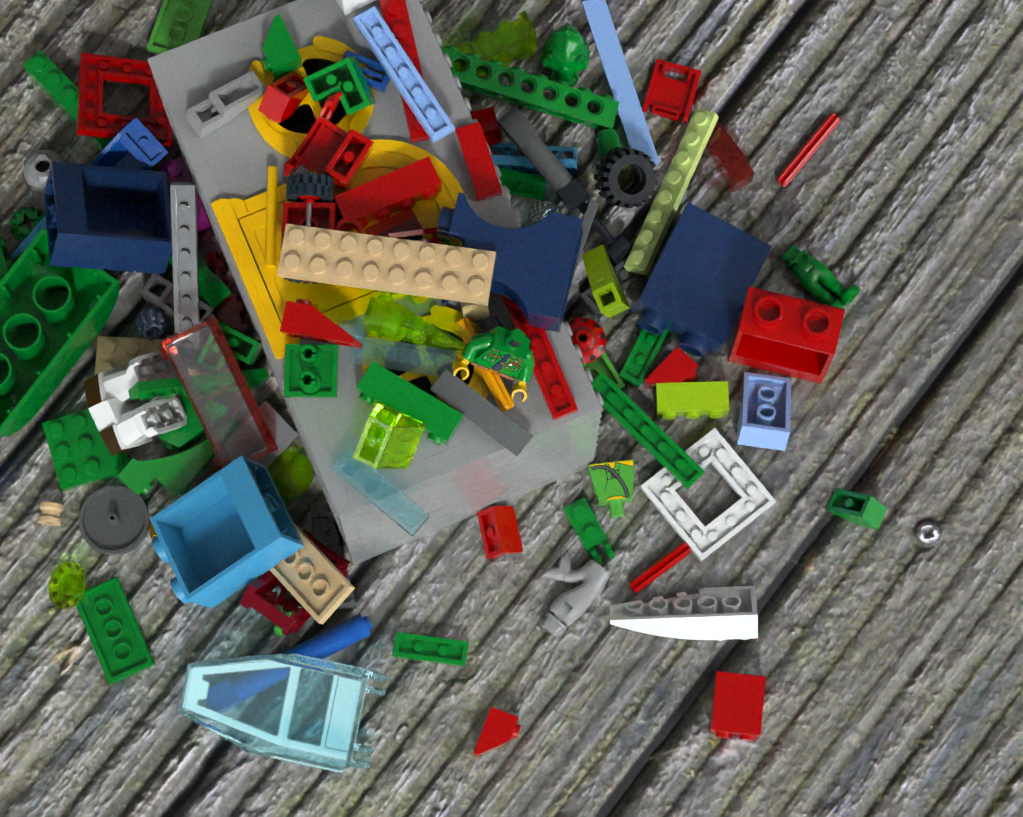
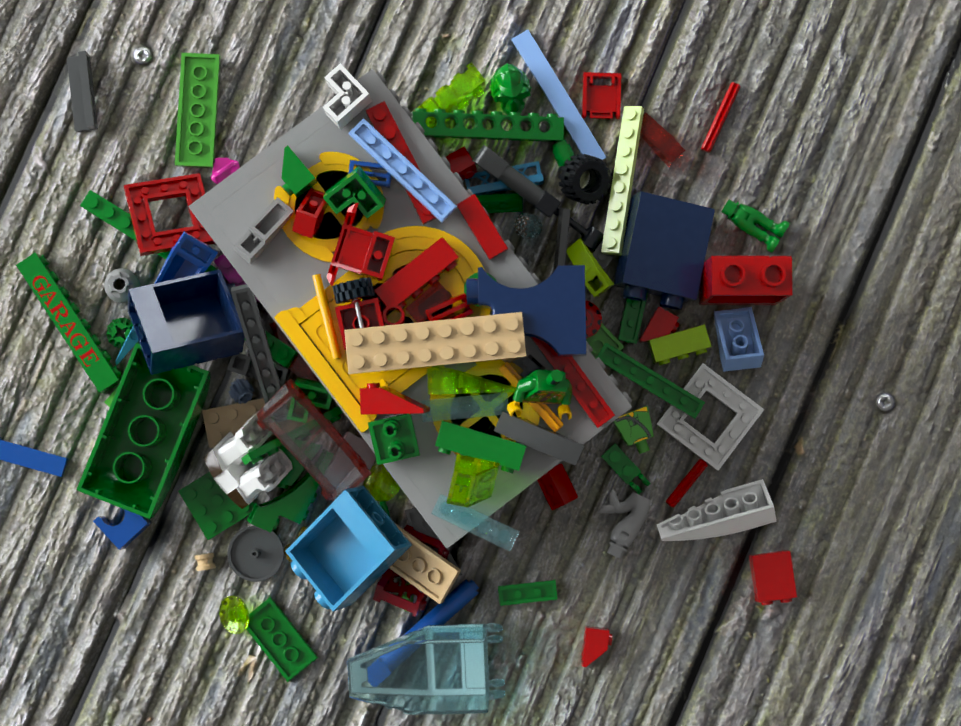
camera: 15 degrees left, 10 degrees up
(857, 508) = (827, 399): green slope -> none

